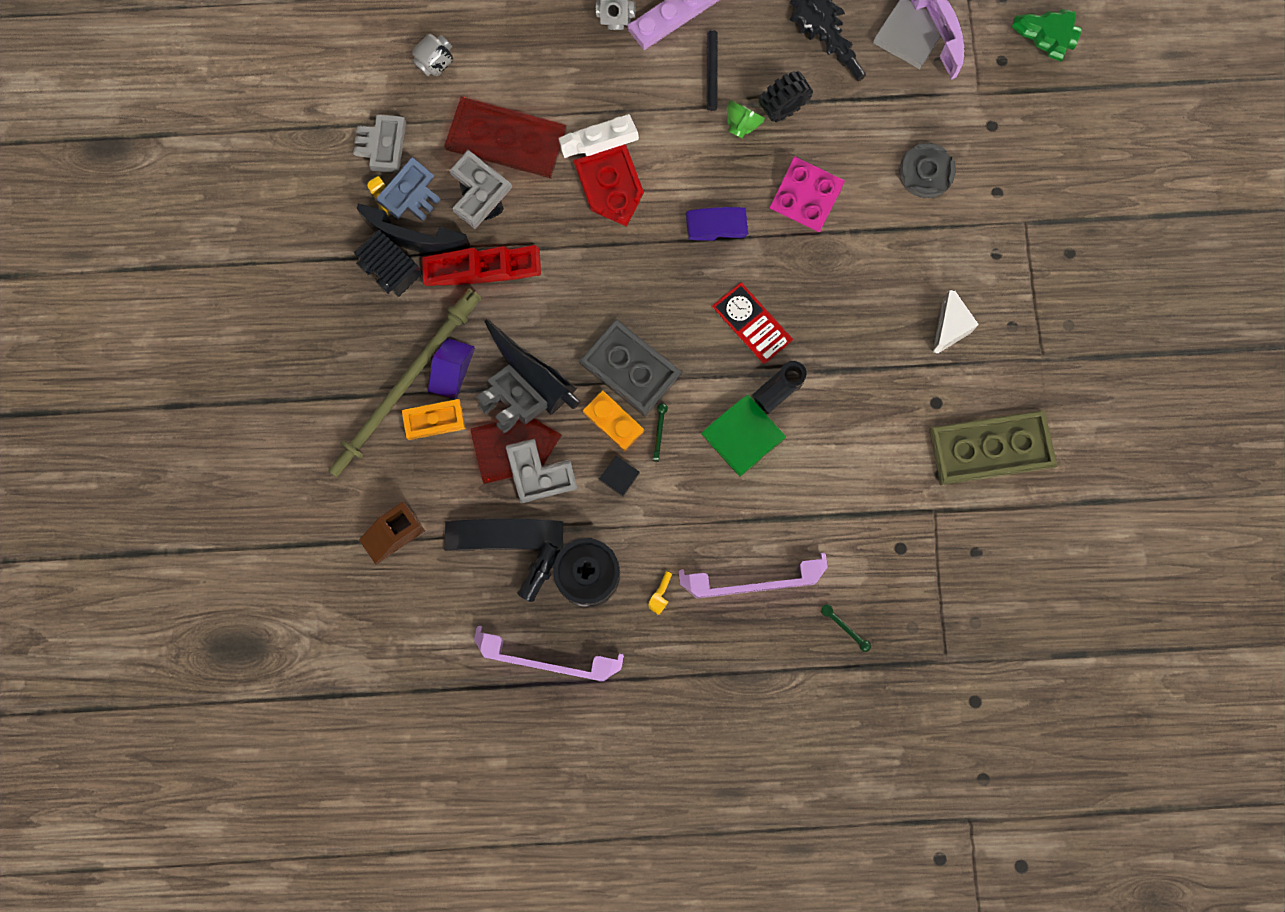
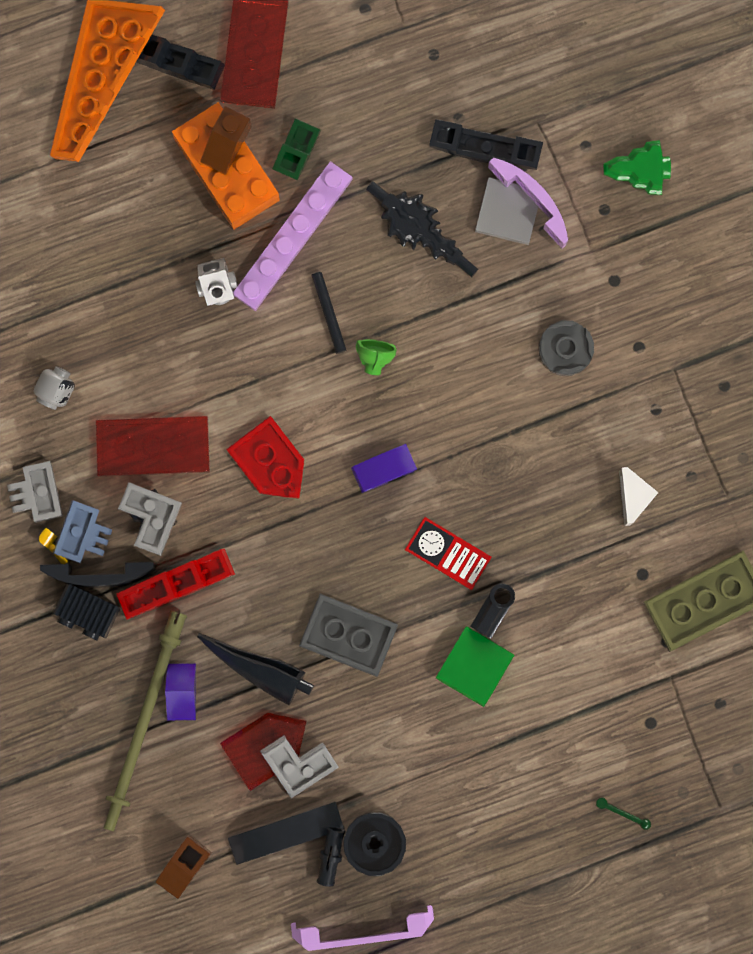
camera: 20 degrees left, 5 degrees up
(433, 419) = (183, 747): light orange plate -> none
(516, 394) = (252, 698): dark grey plate -> none
(599, 137) = (244, 418): white hinge -> none
(613, 421) = (350, 692): light orange plate -> none
(619, 476) = (373, 742): black tile -> none
(657, 602) = (446, 848): yellow hand -> none
(662, 408) = (391, 665): dark green hinge -> none
(785, 96) = (409, 323): black tyre -> none
(807, 194) = (460, 412): dark pink hinge -> none
(809, 574) = (575, 775): lavender piece -> none

